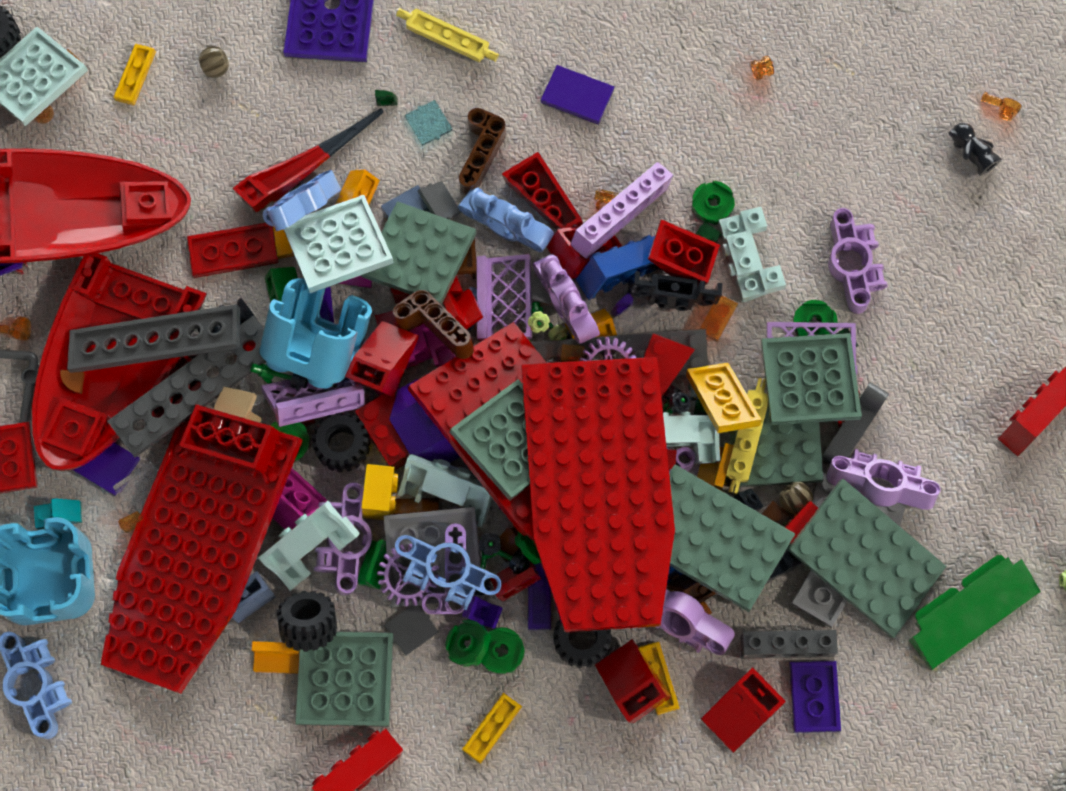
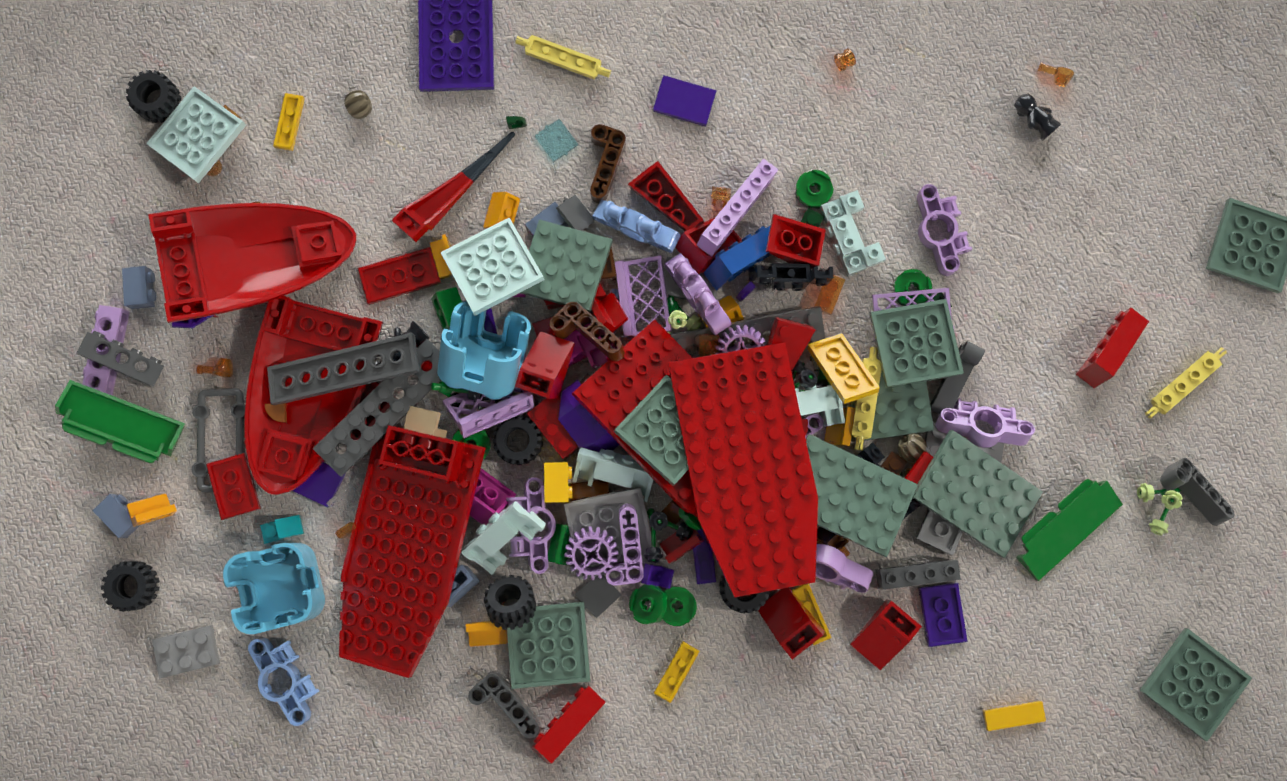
camera: 10 degrees left, 10 degrees up
(289, 745) = (507, 707): none -> dark grey beam
(302, 201) = (455, 229): light blue piece -> none
(421, 557) = (638, 564): light blue piece -> none

